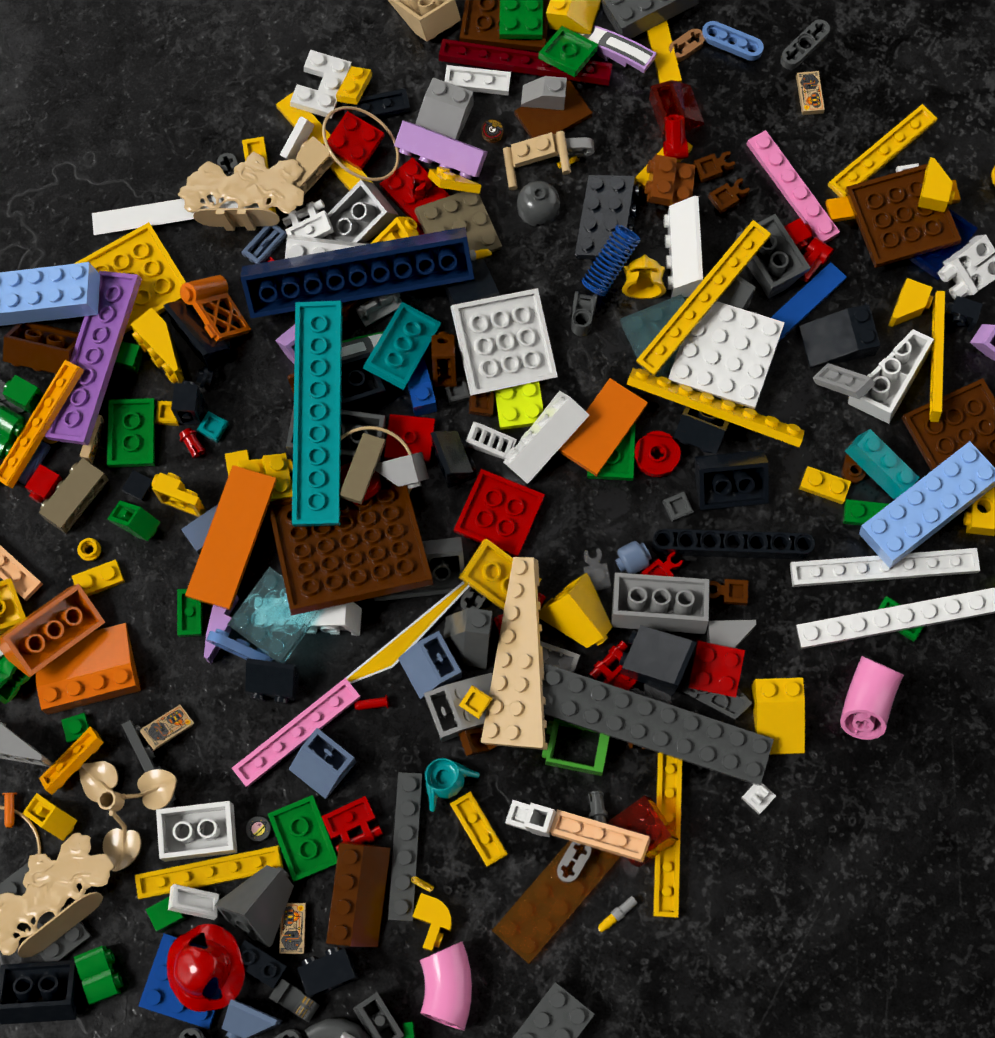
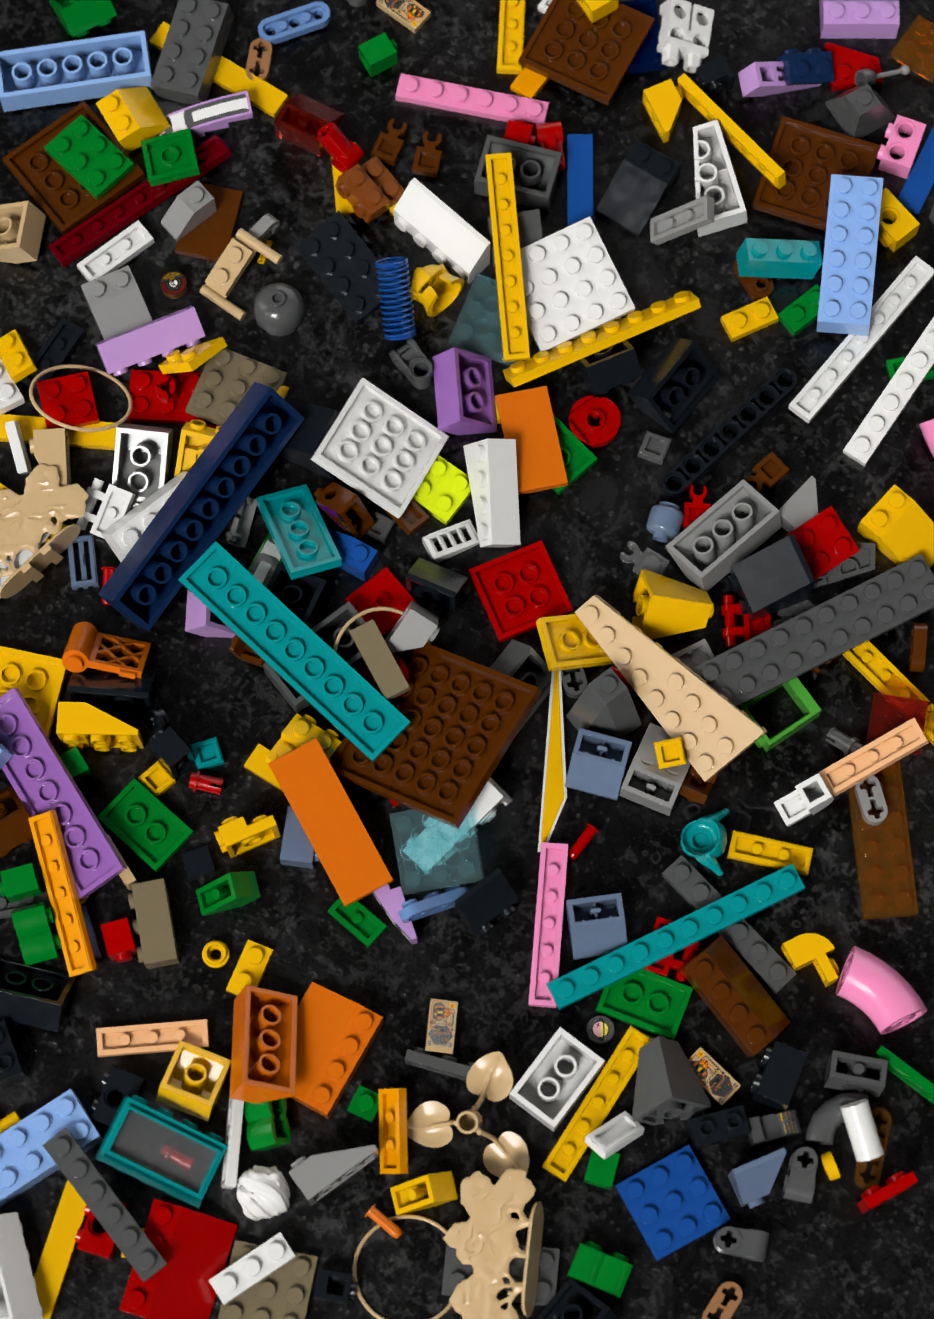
camera: 45 degrees left, 0 degrees up
(193, 967) = (676, 1182): red piece -> none
(362, 820) = (675, 936): none -> teal plate
(424, 884) = (774, 939): yellow leg -> none
(595, 359) = (464, 392): none -> medium lavender slope
(710, 796) = (918, 647): none -> reddish brown beam
(764, 105) = (378, 54): none -> green brick

